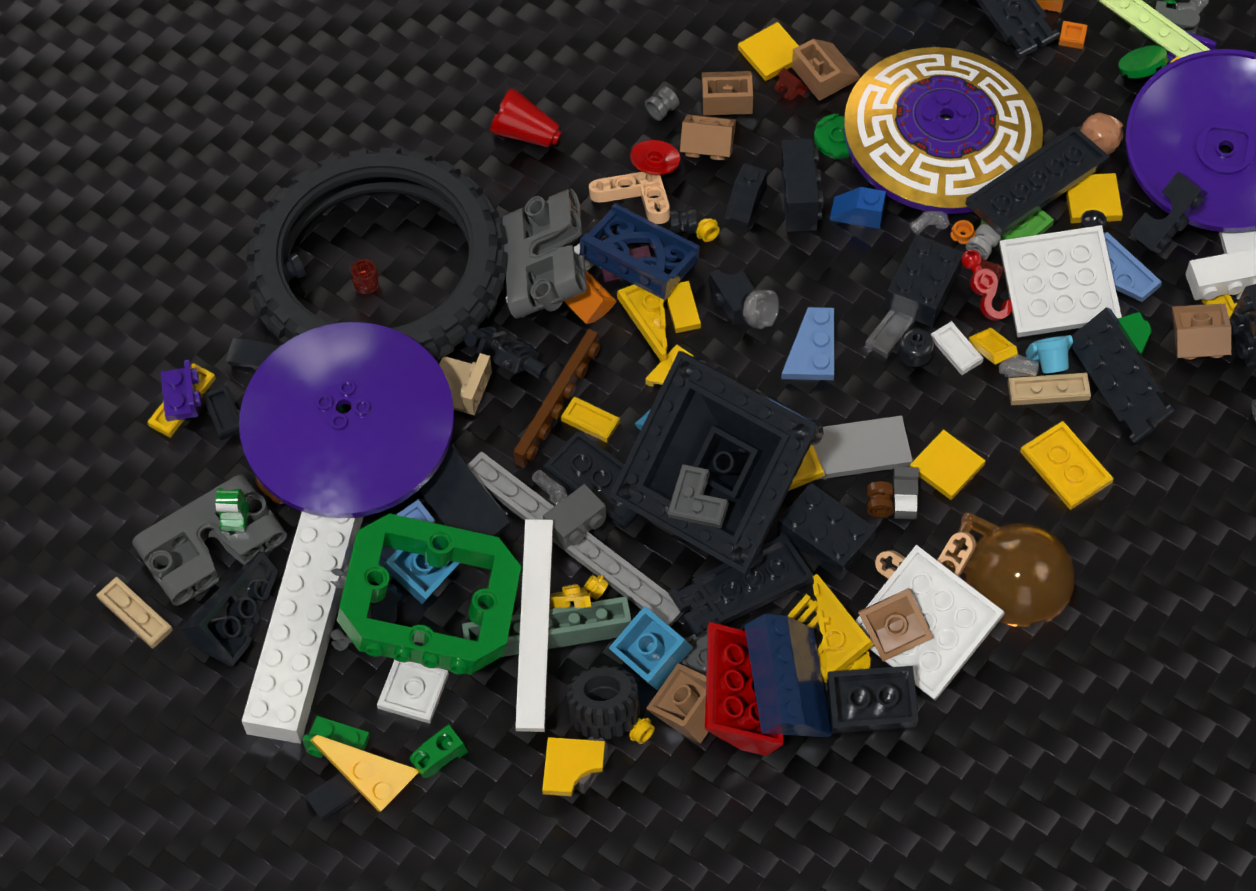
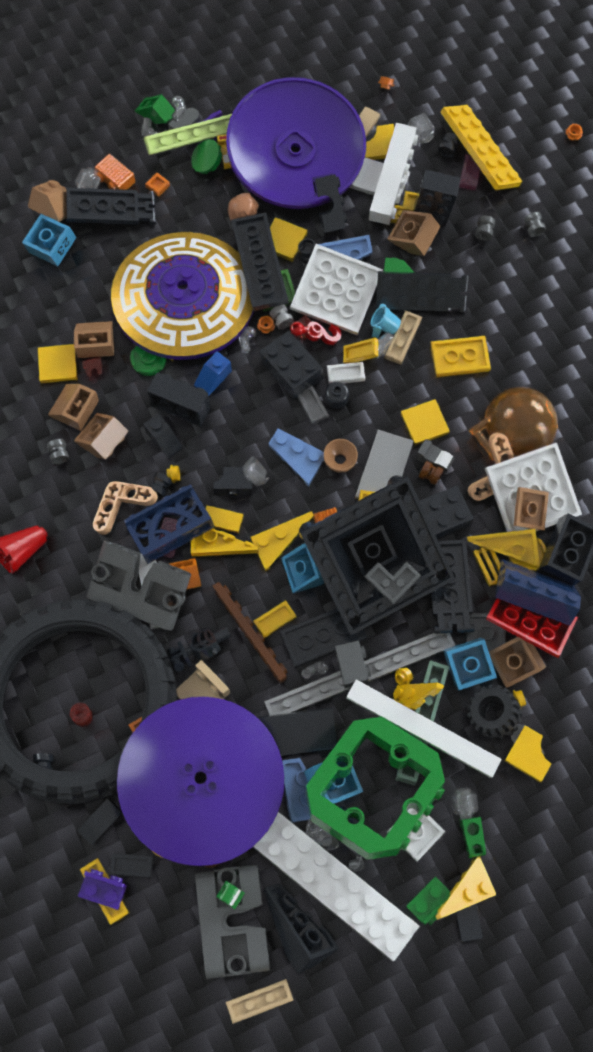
camera: 65 degrees left, 10 degrees up
(474, 723) = (464, 803): none -> clear head
(655, 157) = (99, 471): red dish -> none
(841, 379) = (344, 448): none -> medium nougat piece

